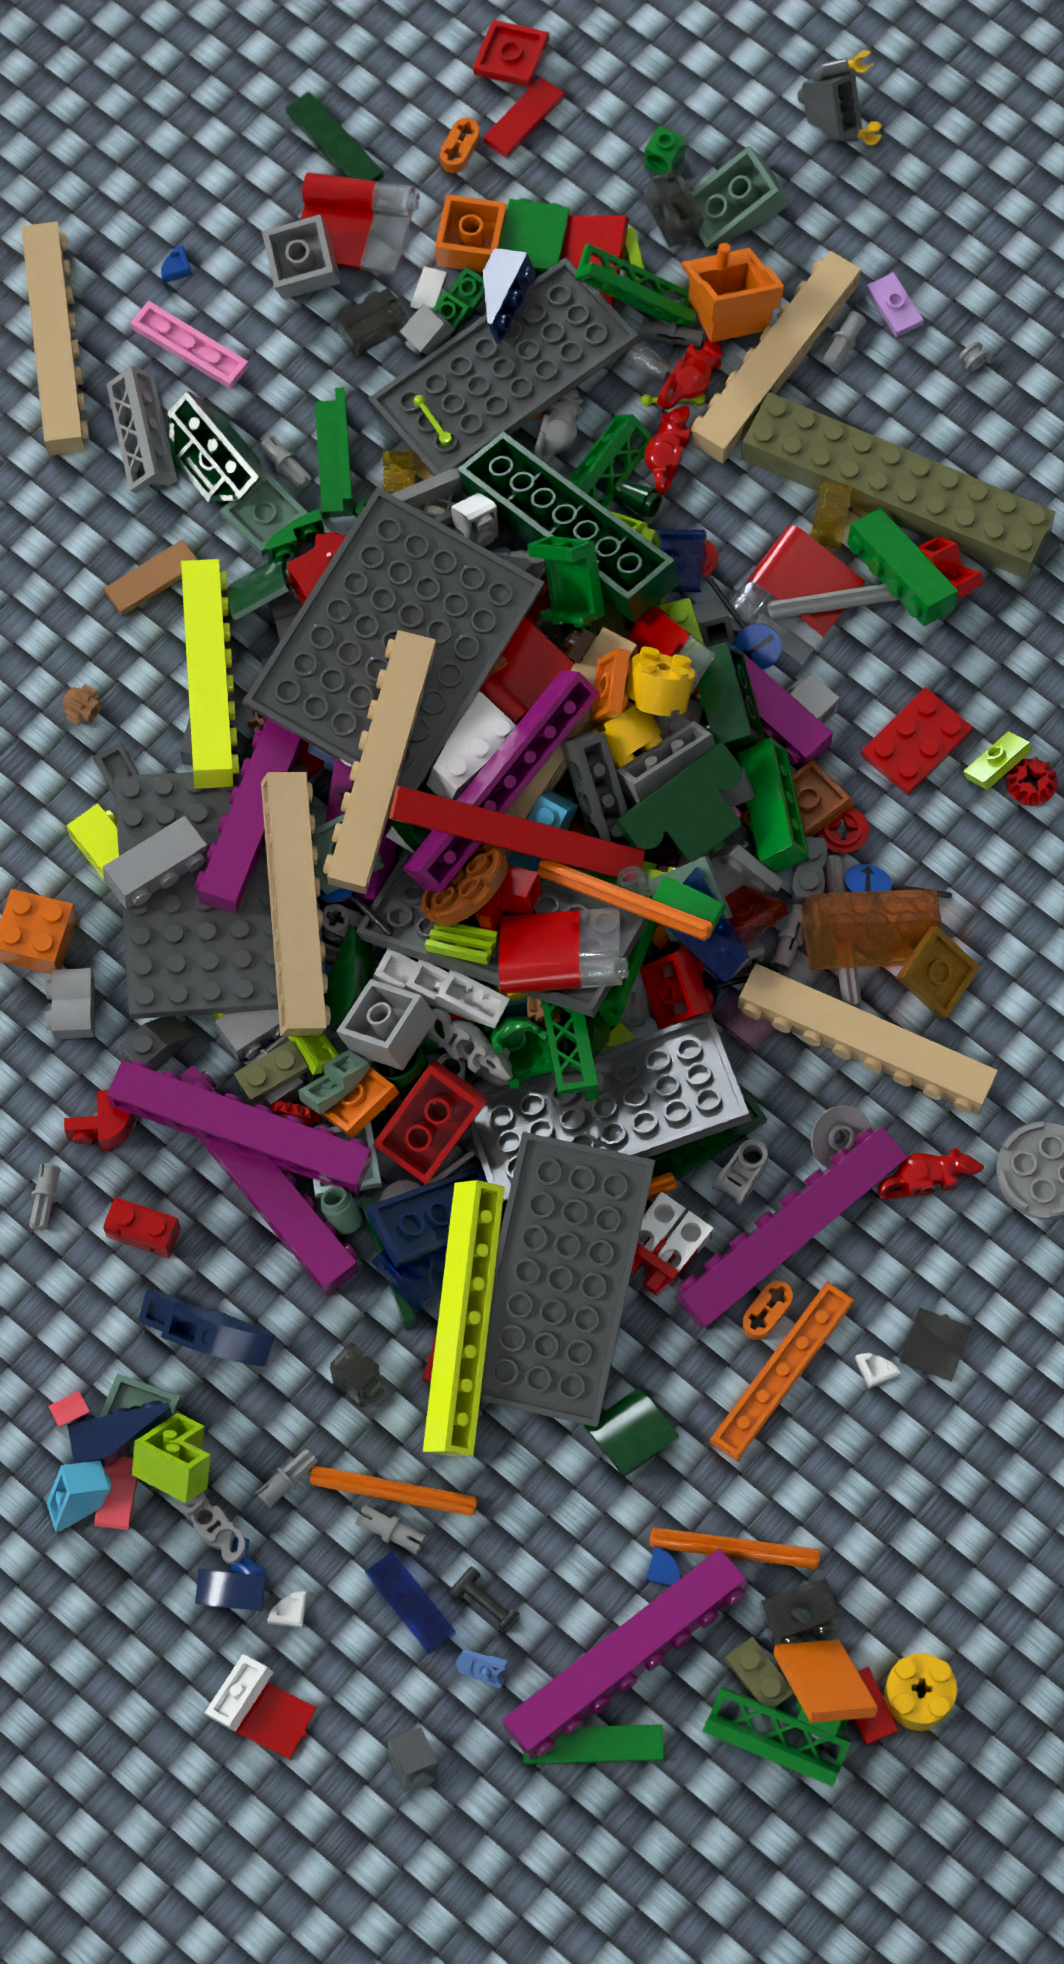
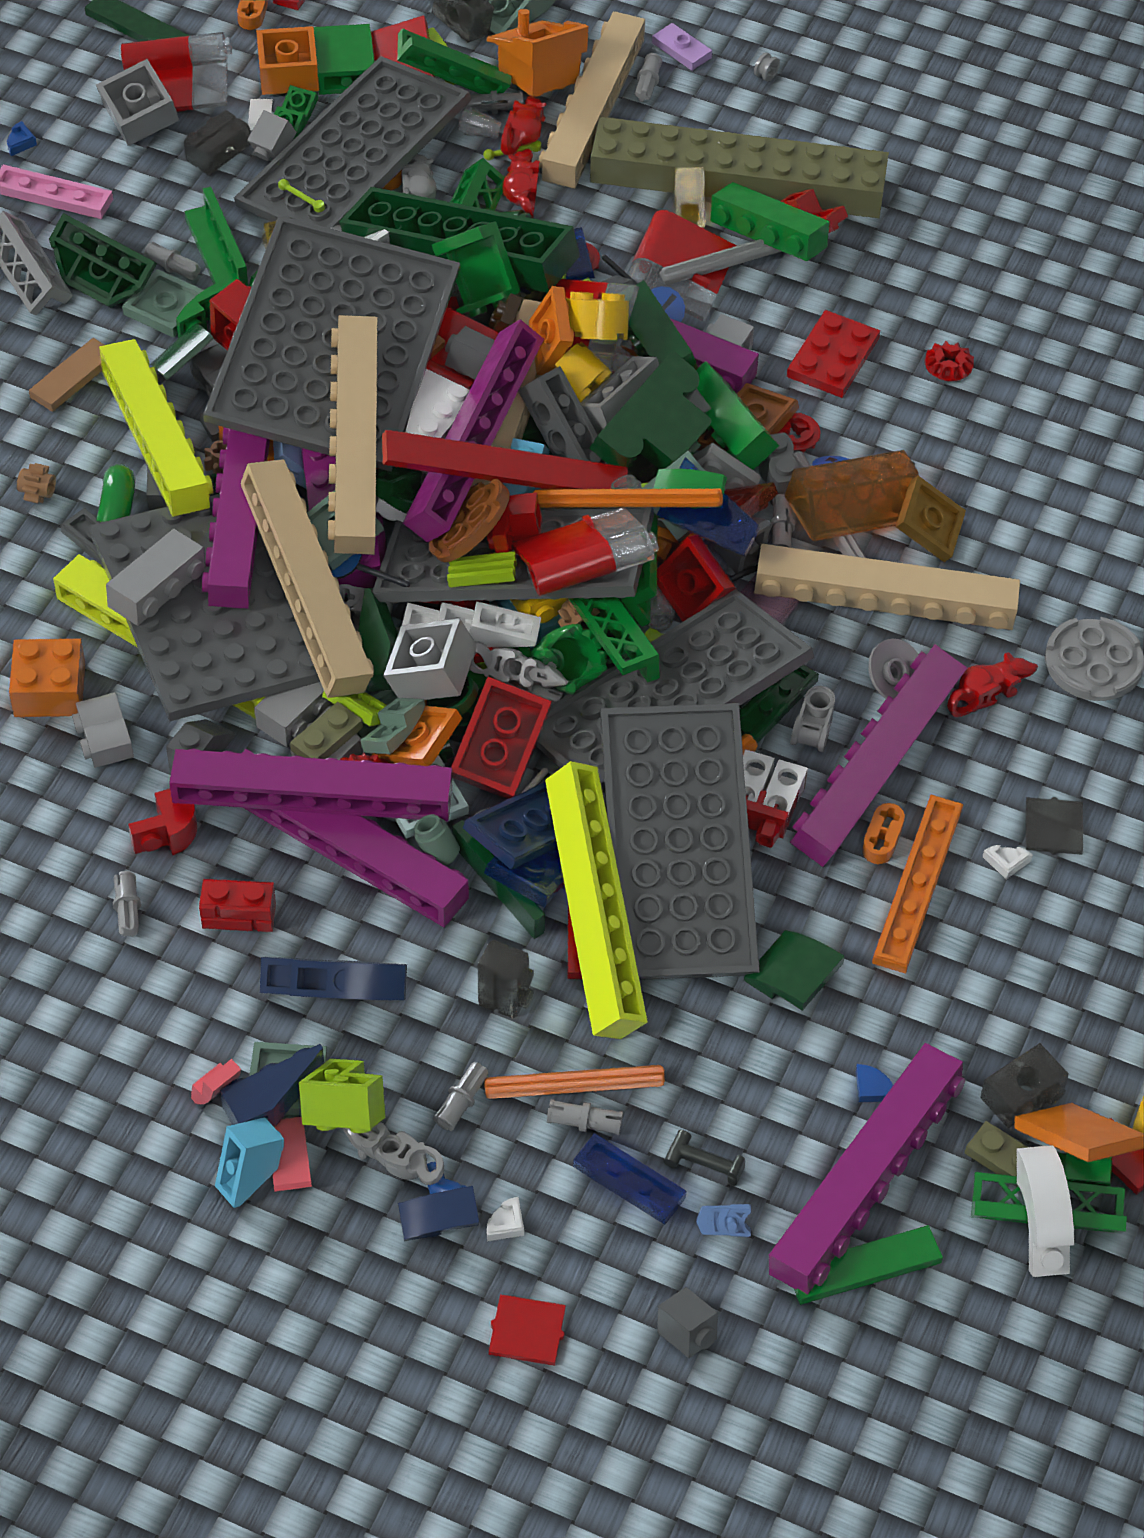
camera: 20 degrees left, 15 degrees down
(152, 740) = (116, 493): none -> green cylinder
(239, 1692) = (480, 1309): white plate -> none
(505, 284) = (335, 80): slope -> none
(528, 679) = (467, 351): none -> dark grey brick
(735, 1548) = (951, 1044): orange axle -> none
(766, 1745) = (1048, 1210): none -> white arch
(997, 760) = (913, 350): lime plate -> none

